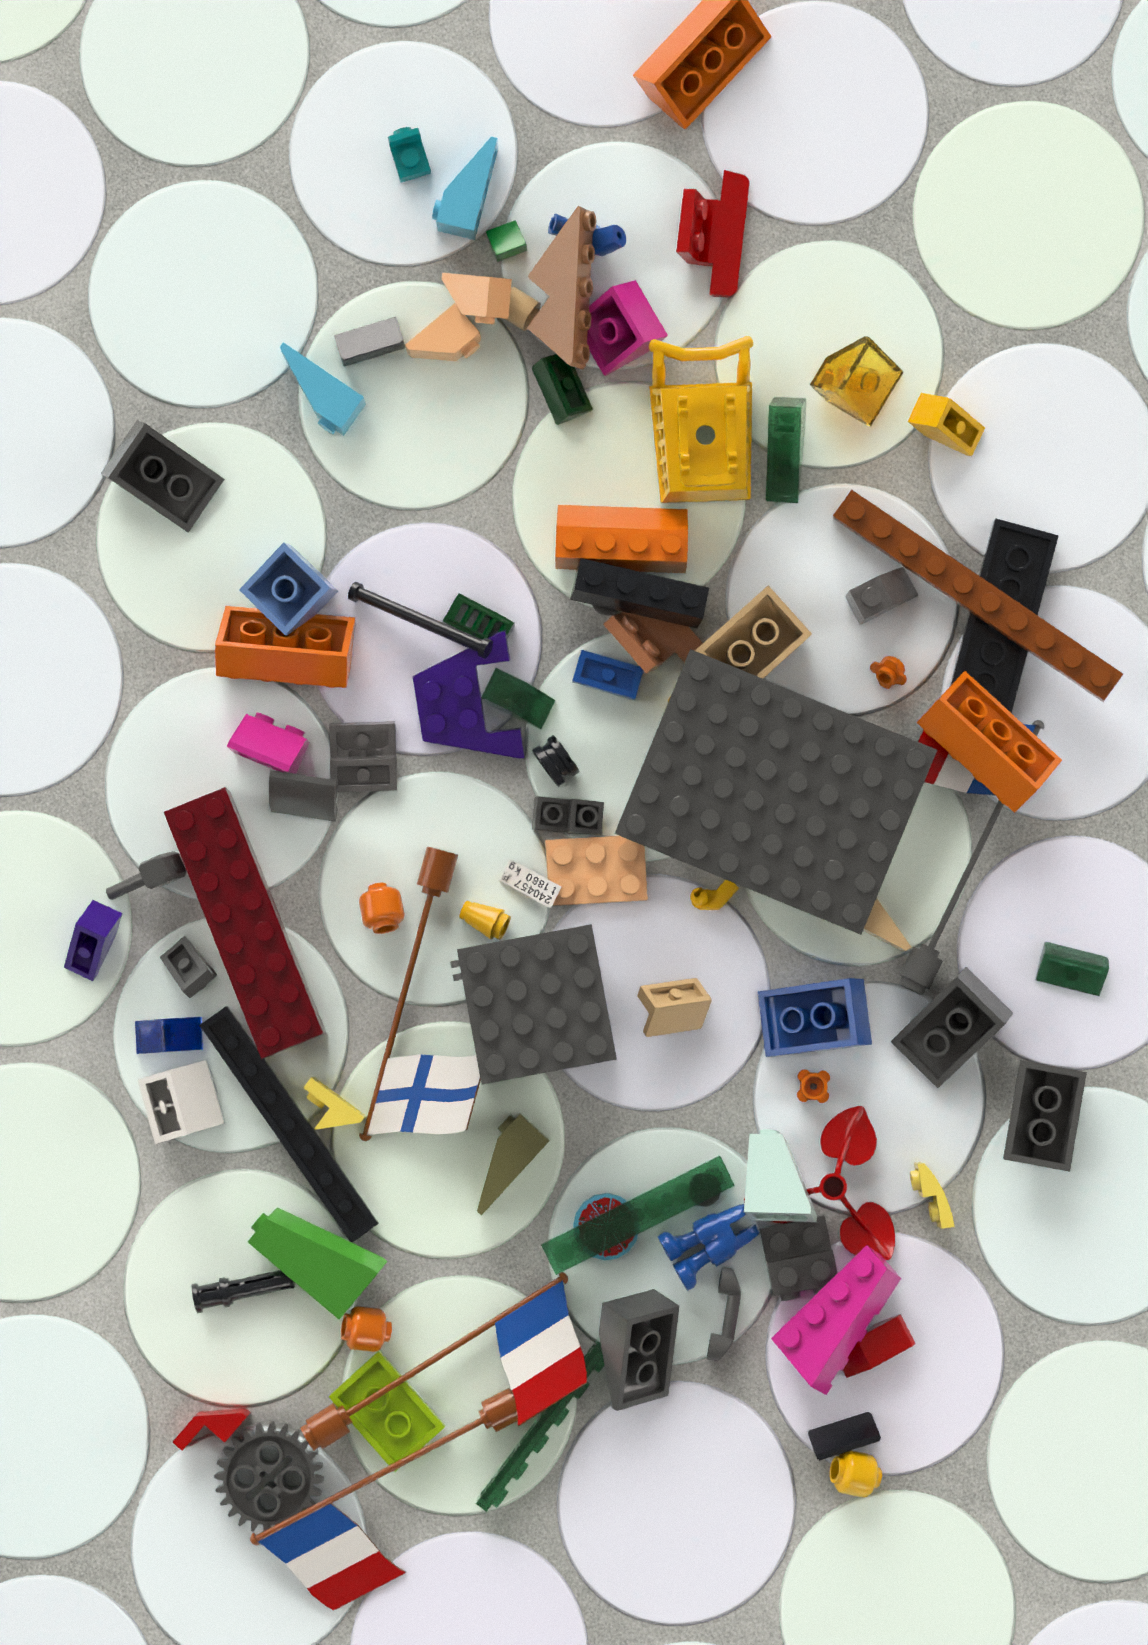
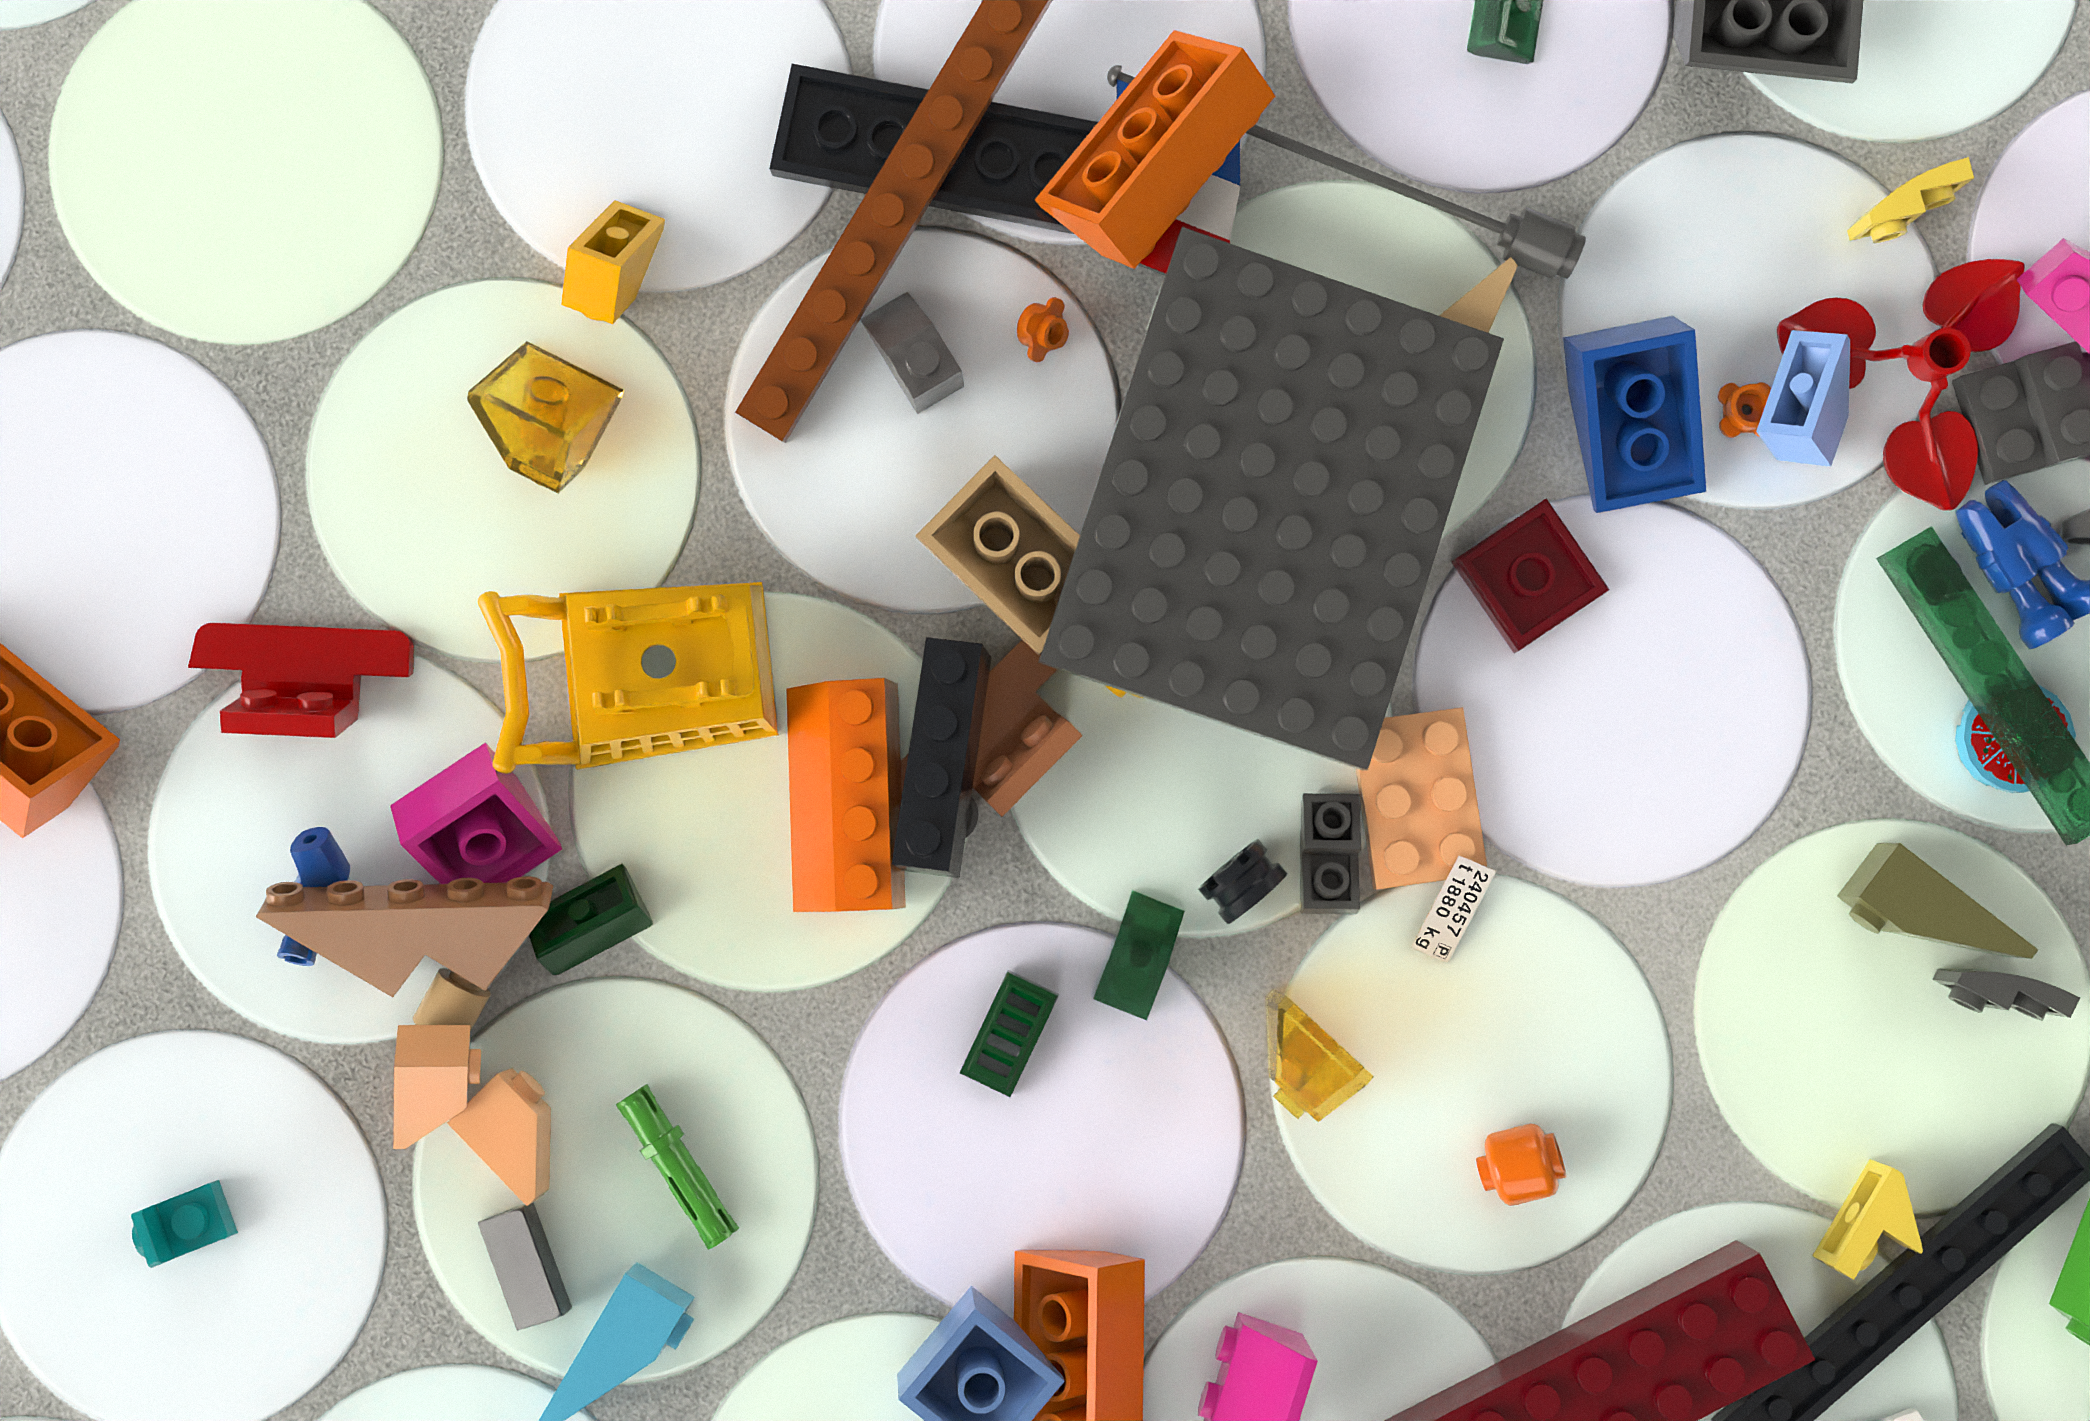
camera: 95 degrees left, 0 degrees up
(303, 795) = (1343, 1323): dark grey slope -> none
(363, 756) = (1257, 1217): flat silver slope -> none
(410, 434) = (677, 1166): none -> bright green pin
(423, 1090) = (1828, 1071): flag -> none
(451, 788) = (1307, 1062): none -> clear yellow slope
(453, 706) = (1157, 1070): dark purple wing -> none
(461, 1189) = (2002, 990): none -> dark grey slope
(465, 196) = (249, 1115): medium azure slope -> none
(481, 646) = (972, 1250): black bar -> none
(486, 919) = (1521, 981): yellow cone -> none
(506, 240) = (332, 1037): green slope -> none
(536, 1004) = (1694, 885): dark grey piece -> none
(608, 675) = (1084, 802): blue plate -> none
(674, 1006) = (1642, 648): tan panel -> none
(713, 899) = (1450, 601): yellow arm -> none
(723, 948) = (1530, 575): none -> dark red tile
(774, 1181) = (1928, 456): light aqua slope -> none
(785, 449) = (672, 528): clear green slope -> none
(814, 1116) = (1808, 399): none -> light blue slope
(952, 1027) = (1629, 184): dark grey slope -> none

